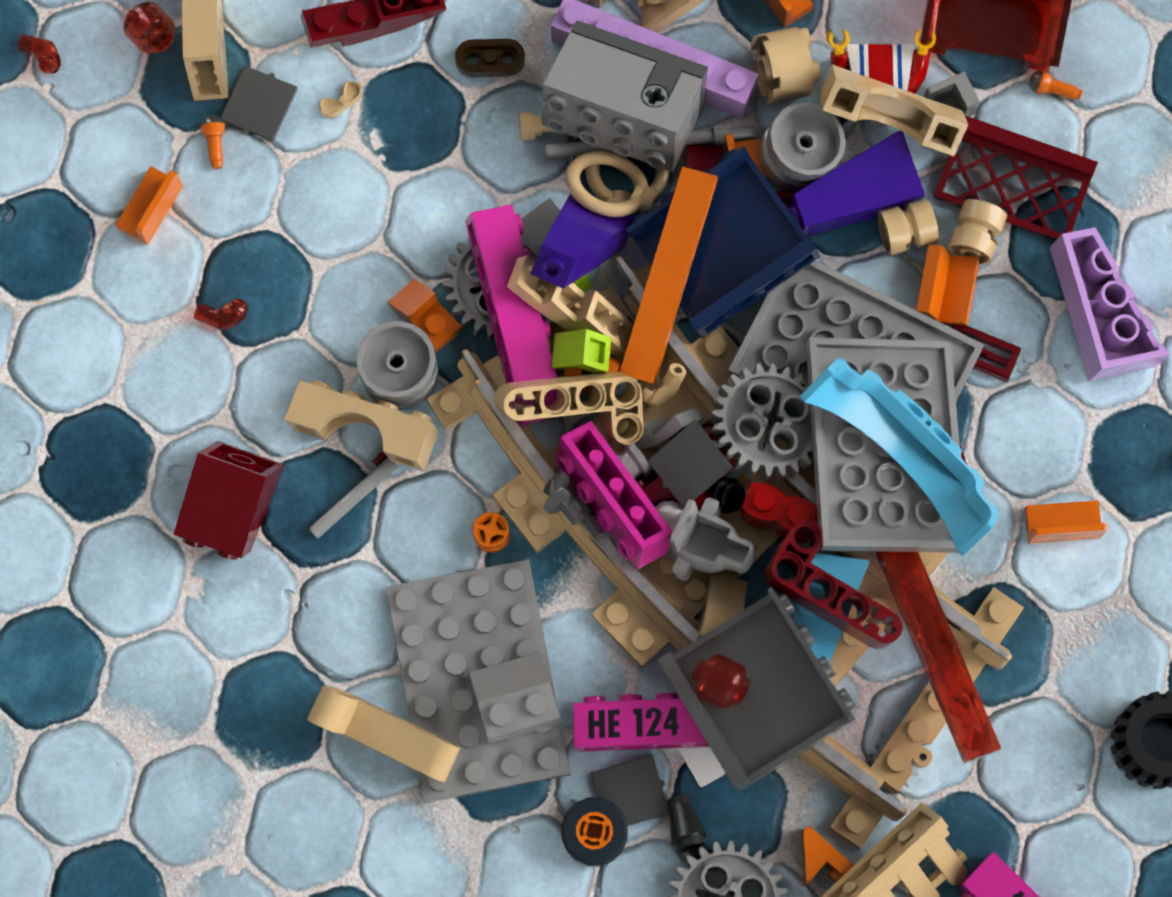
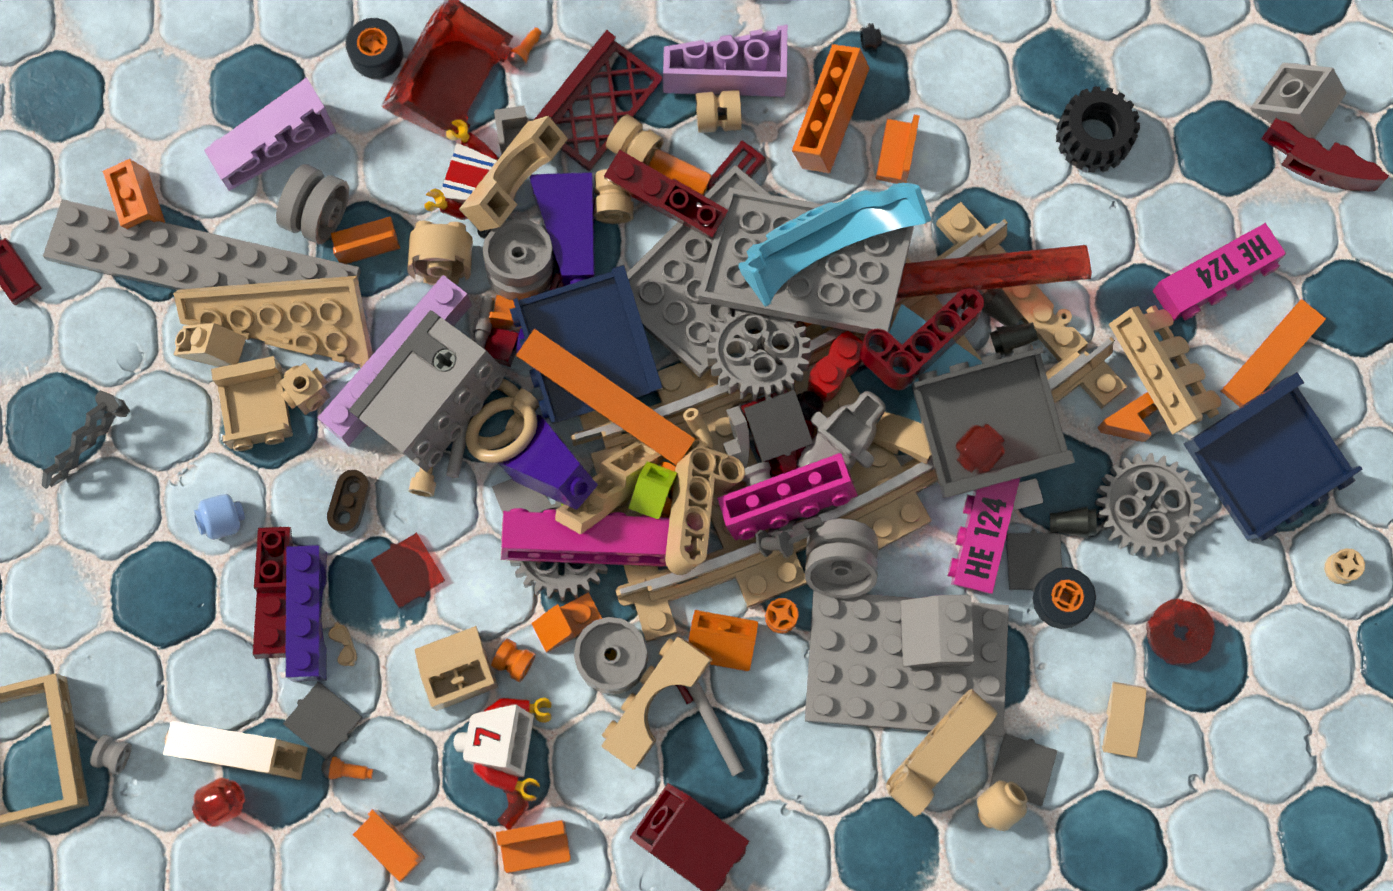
camera: 75 degrees left, 0 degrees up
(184, 347) = (534, 846): none -> orange panel
(278, 278) = (500, 742): none -> white torso
(327, 59) = (304, 633): none -> dark purple arch
(342, 214) = (455, 669): none -> tan slope
(347, 816) = (1002, 805): none -> tan head
(368, 270) = (513, 660): none -> orange wheel
(395, 834) = (1026, 765): none -> dark grey piece
(436, 139) = (407, 570): none -> clear red piece
(450, 478) = (724, 639): none -> orange panel
(565, 573) = (841, 558): none -> light grey wheel
(877, 703) = (1011, 337): none -> pearl dark grey cone
(909, 682) = (1000, 307): none -> pearl dark grey cone
(918, 274) = (665, 194): none -> dark red slope
(1041, 299) = (708, 114): none -> tan wheel
(1086, 432) = (830, 108): none -> orange brick

